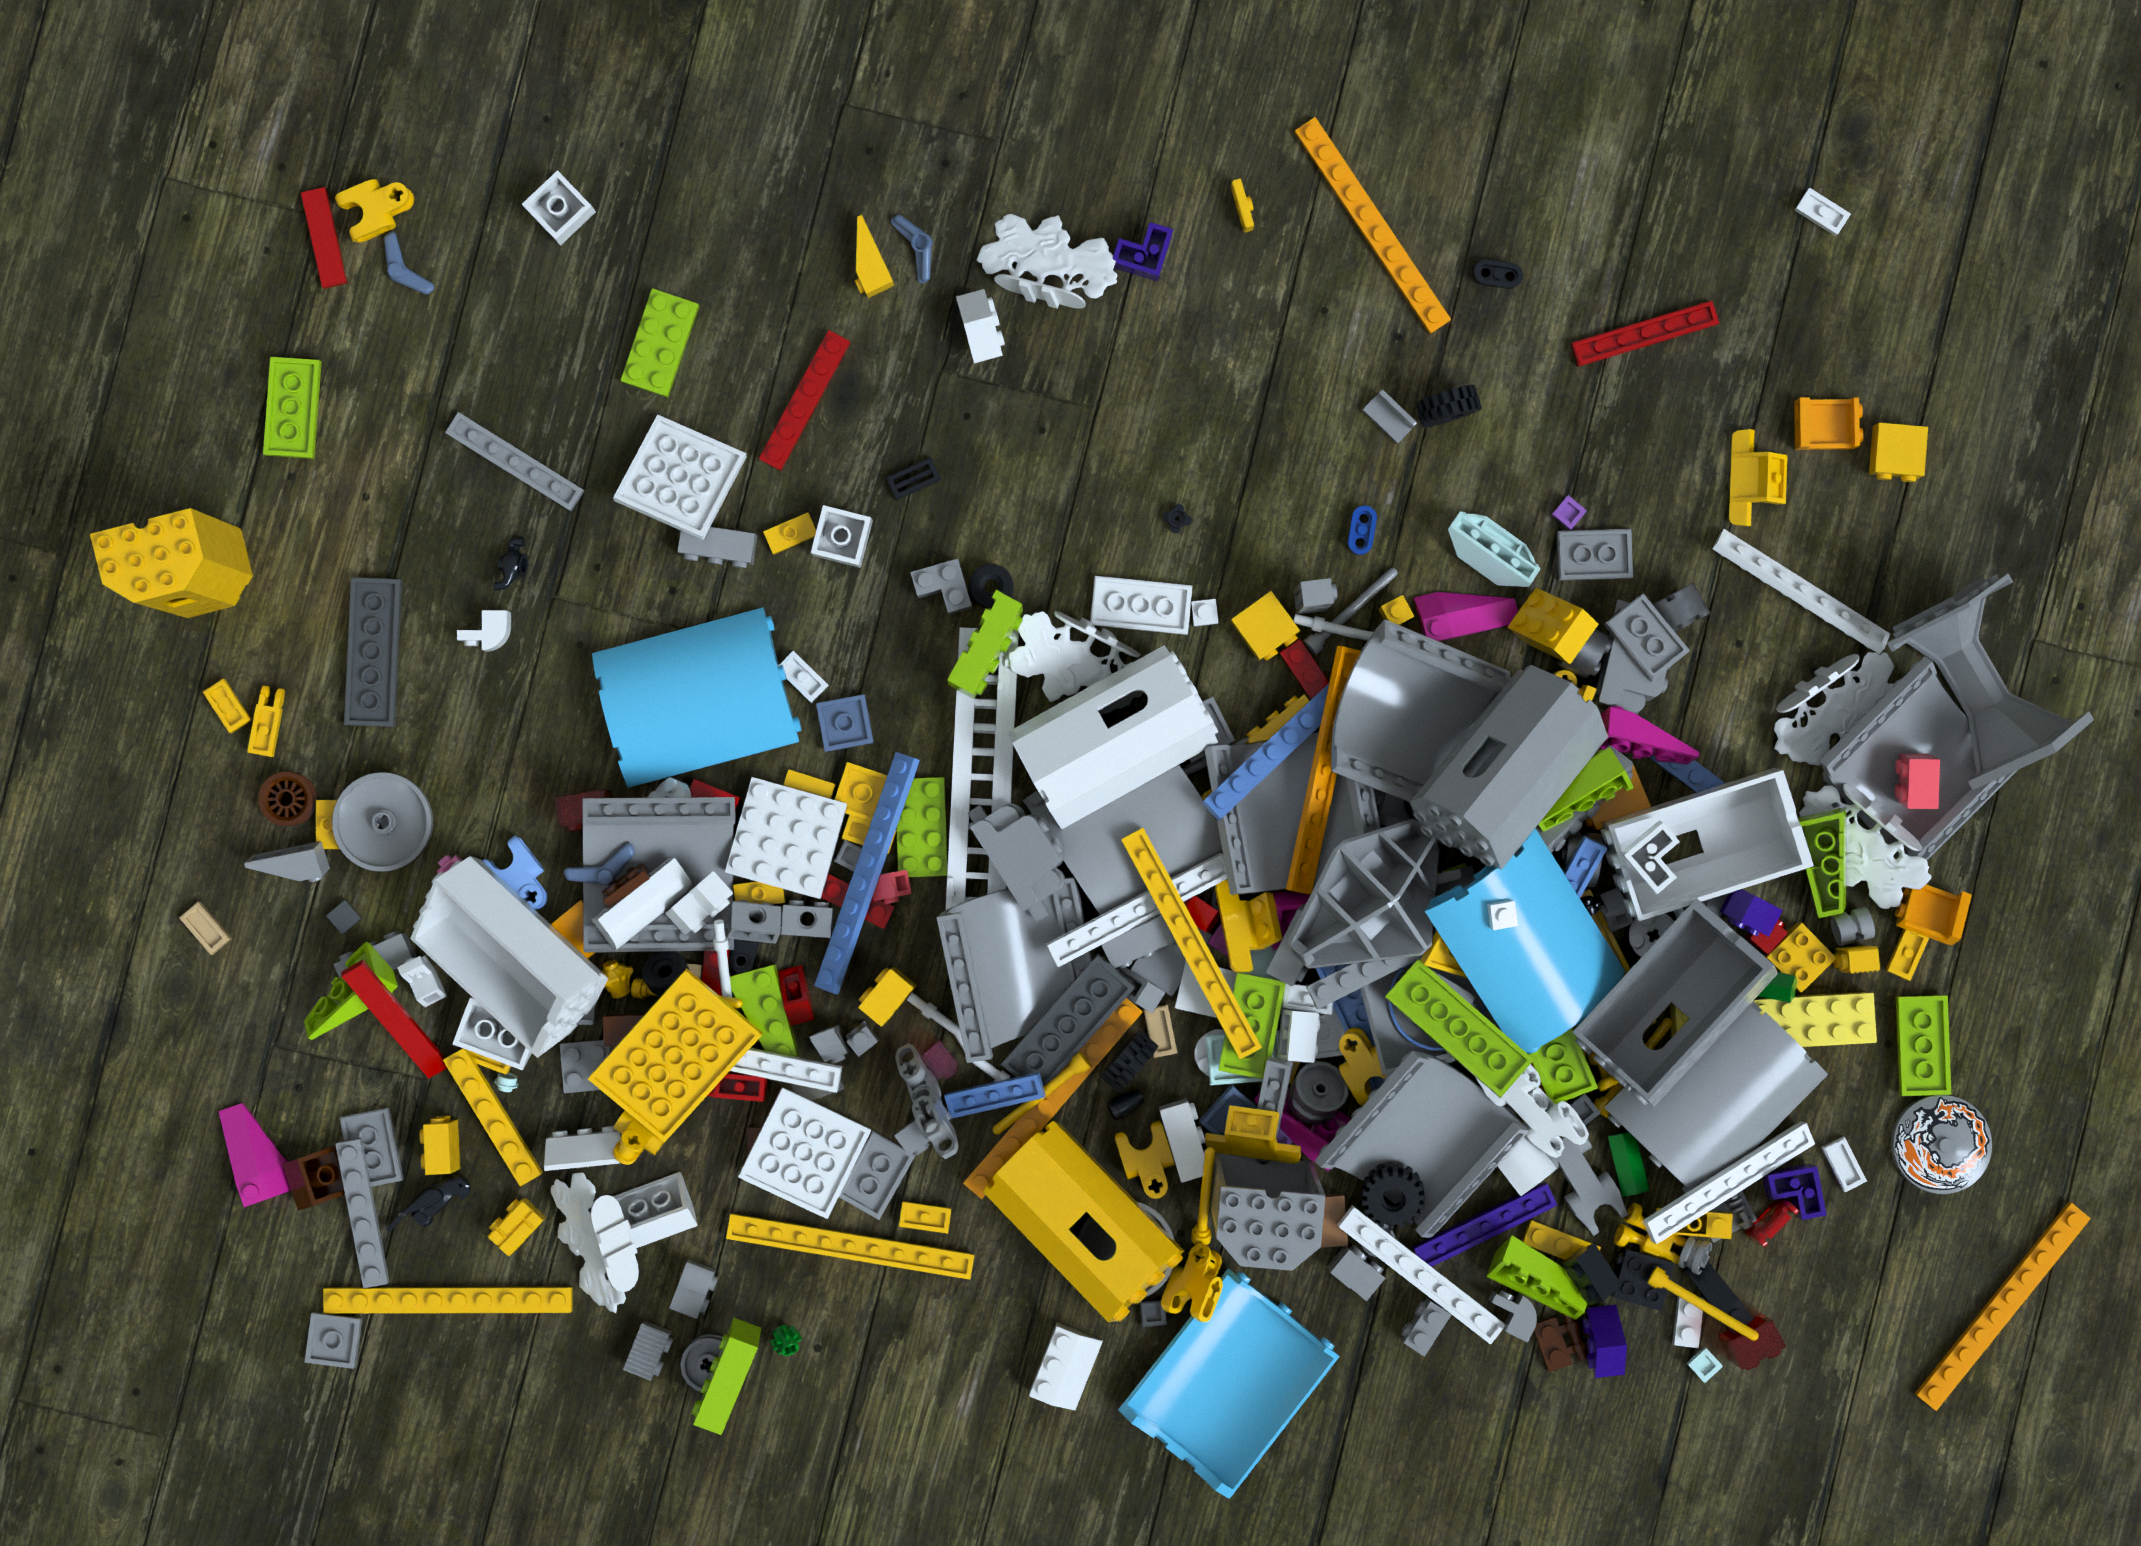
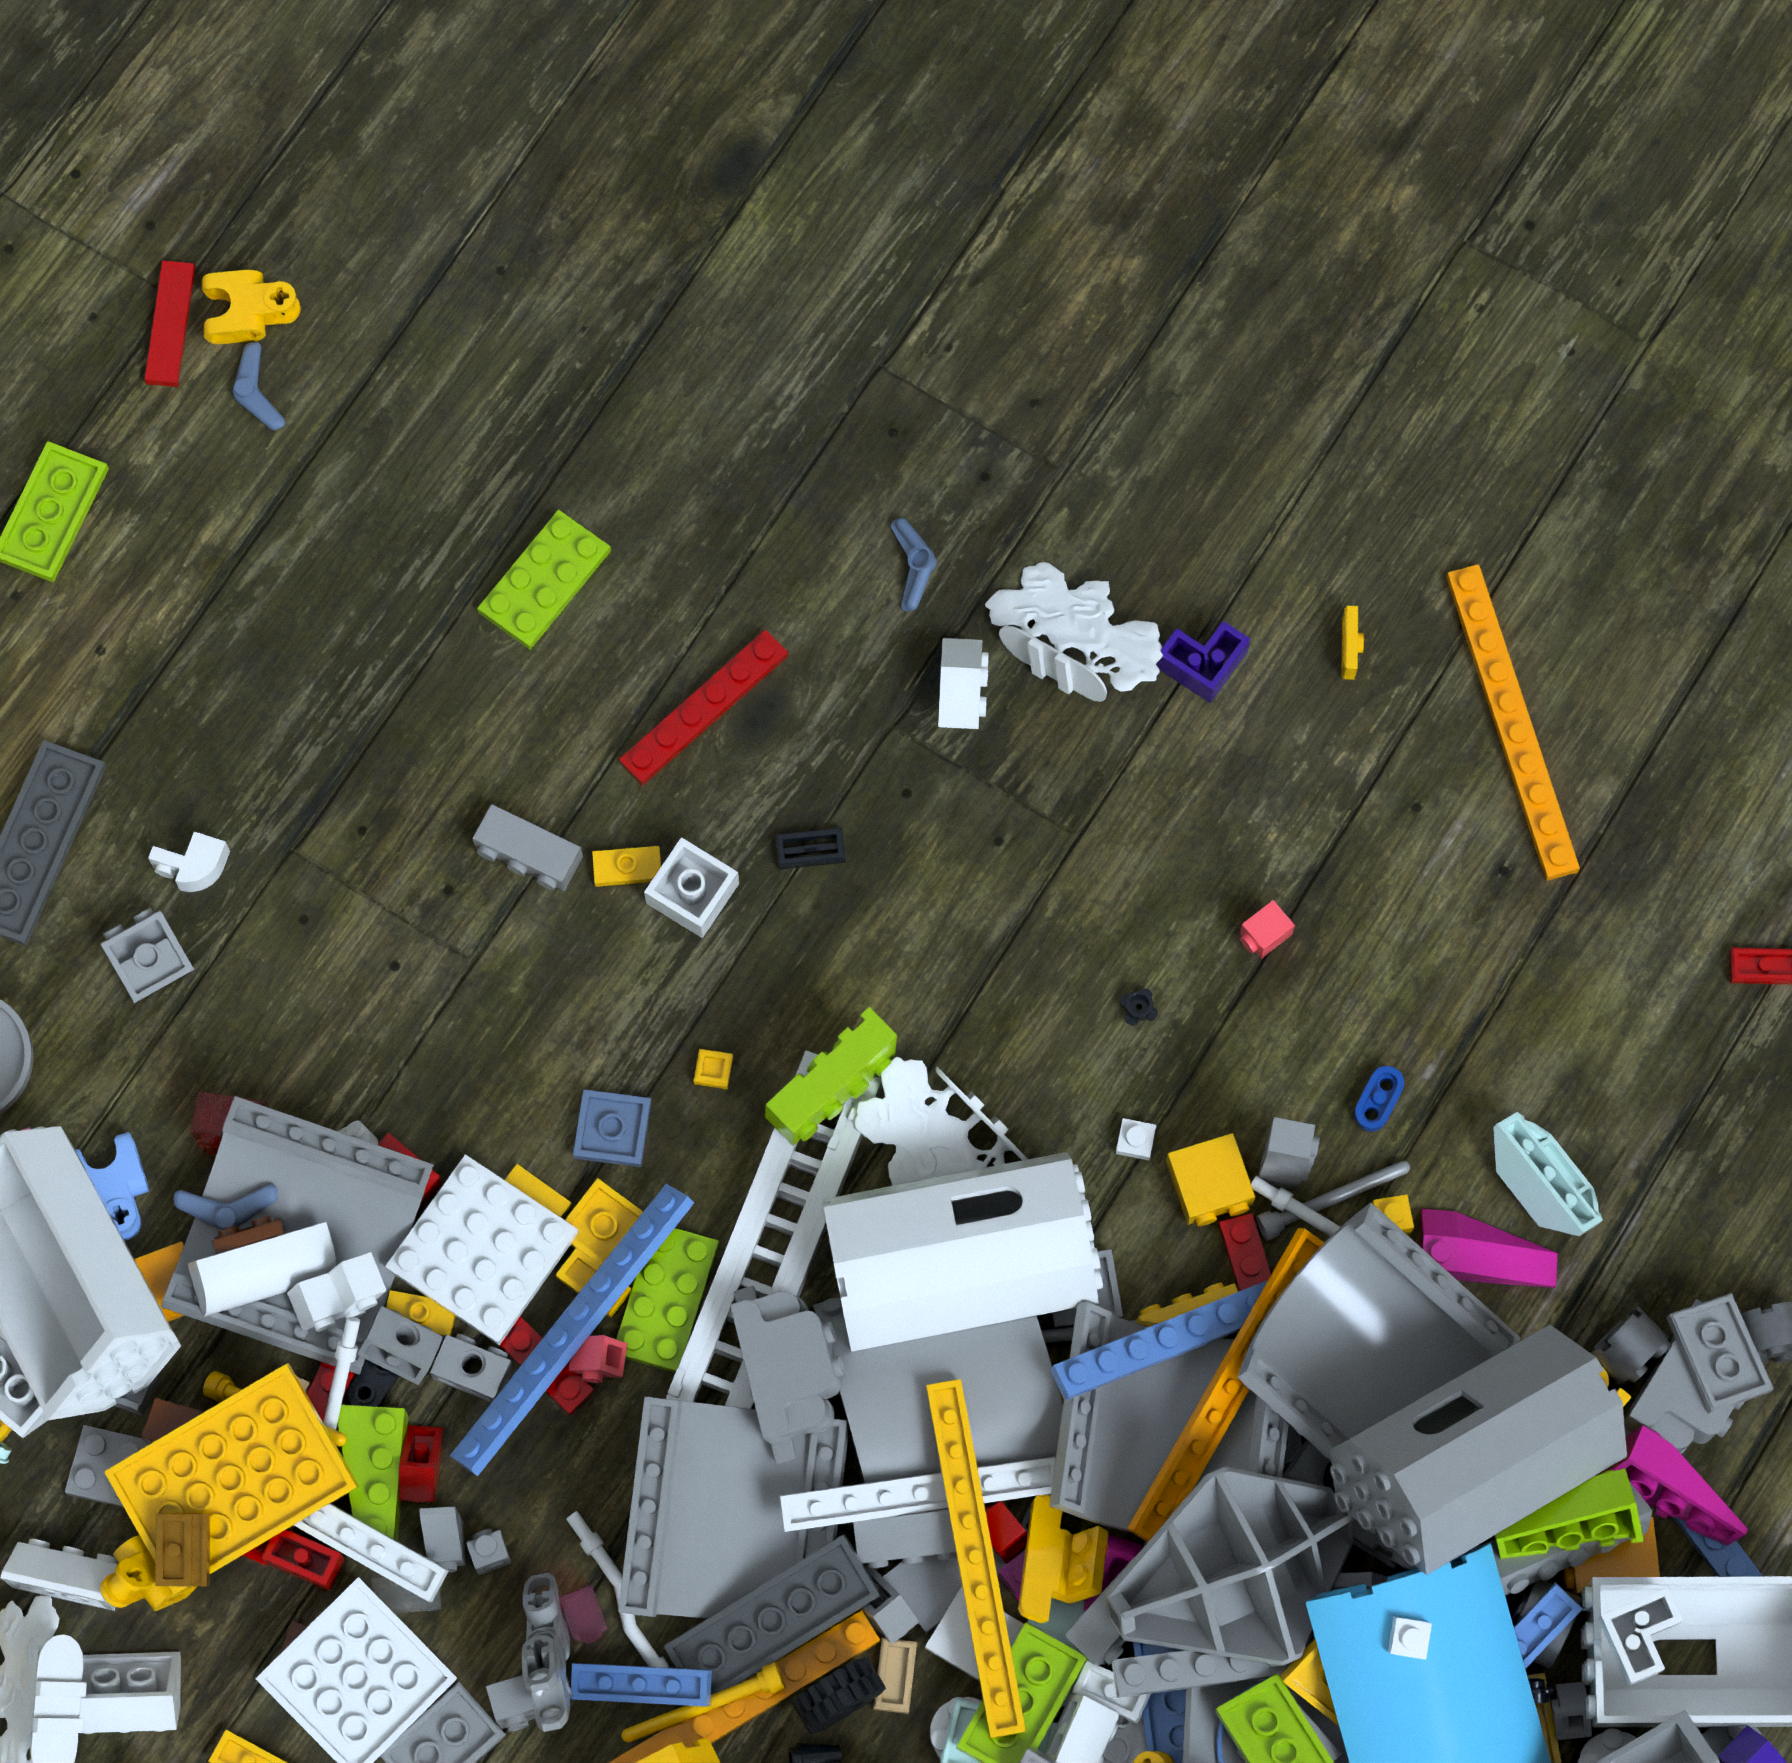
camera: 20 degrees right, 15 degrees down
(480, 706) = (145, 954): none -> light grey plate
(512, 563) = (255, 789): black piece -> none
(514, 461) = (306, 665): light grey plate -> none
(558, 207) = (476, 375): white brick -> none
(618, 978) = (191, 1362): yellow rock -> none
(657, 964) = (253, 1359): black tyre -> none
(660, 1113) = (182, 1549): none -> pearl gold plate
(680, 477) = (509, 747): white plate -> none
(695, 697) = (428, 1031): medium azure panel -> none
(803, 677) = (577, 1051): white plate -> none
(848, 855) = (555, 1301): light grey tile -> none
(870, 267) = (845, 569): yellow slope -> none
(887, 996) = (542, 1496): yellow brick -> none
(899, 658) = (713, 1069): none -> yellow tile
(946, 579) = (808, 985): light grey brick -> none
(986, 573) = (864, 996): black tyre -> none
(1141, 605) = (1055, 1103): white tile -> none
(1248, 436) = (1266, 930): none -> coral brick
(1389, 416) = (1461, 965): light grey panel -> none
(1448, 406) = (1542, 971): black tyre -> none
(1497, 274) = (1659, 828): black plate -> none
(1553, 625) = (1597, 1296): yellow brick -> none
(1568, 512) = (1663, 1163): medium lavender plate -> none
(1594, 554) = (1682, 1230): light grey tile -> none

